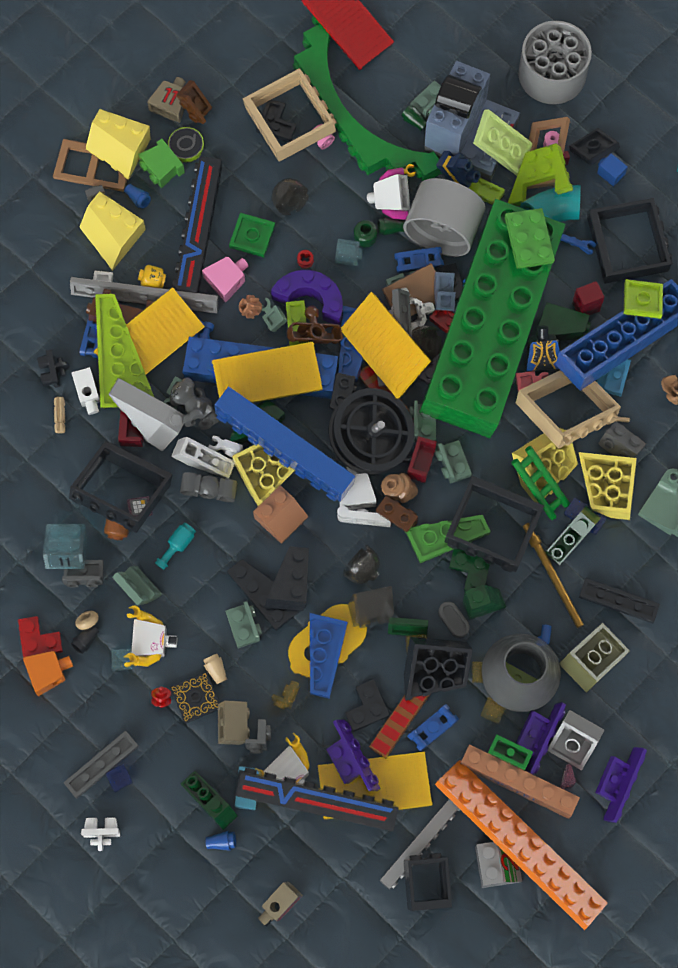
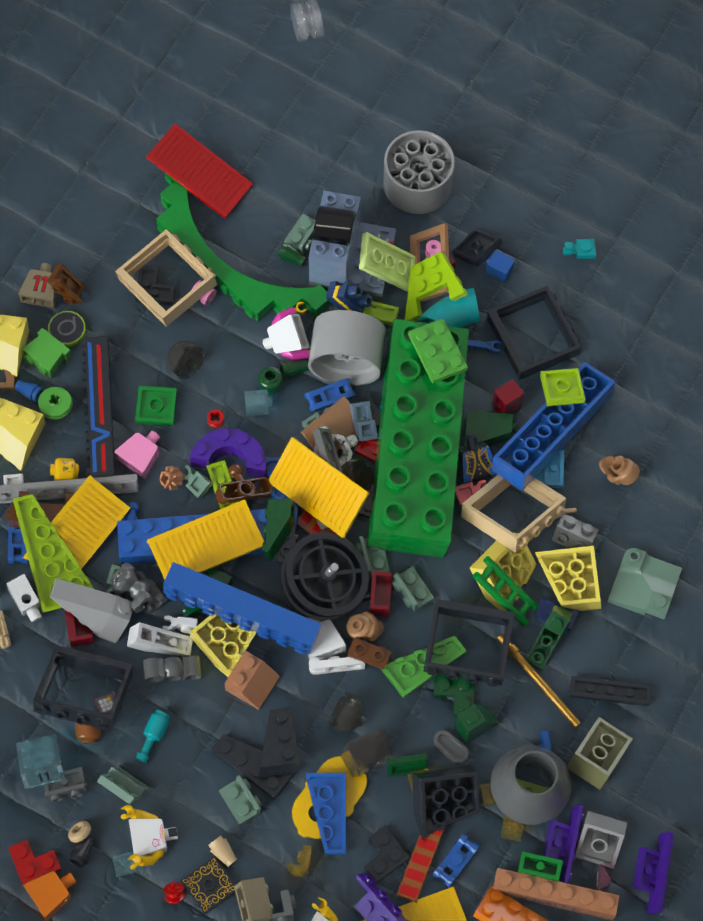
camera: 15 degrees left, 5 degrees down
(155, 205) = (51, 410): none -> bright green piece
(340, 371) = (280, 521): none -> dark green slope

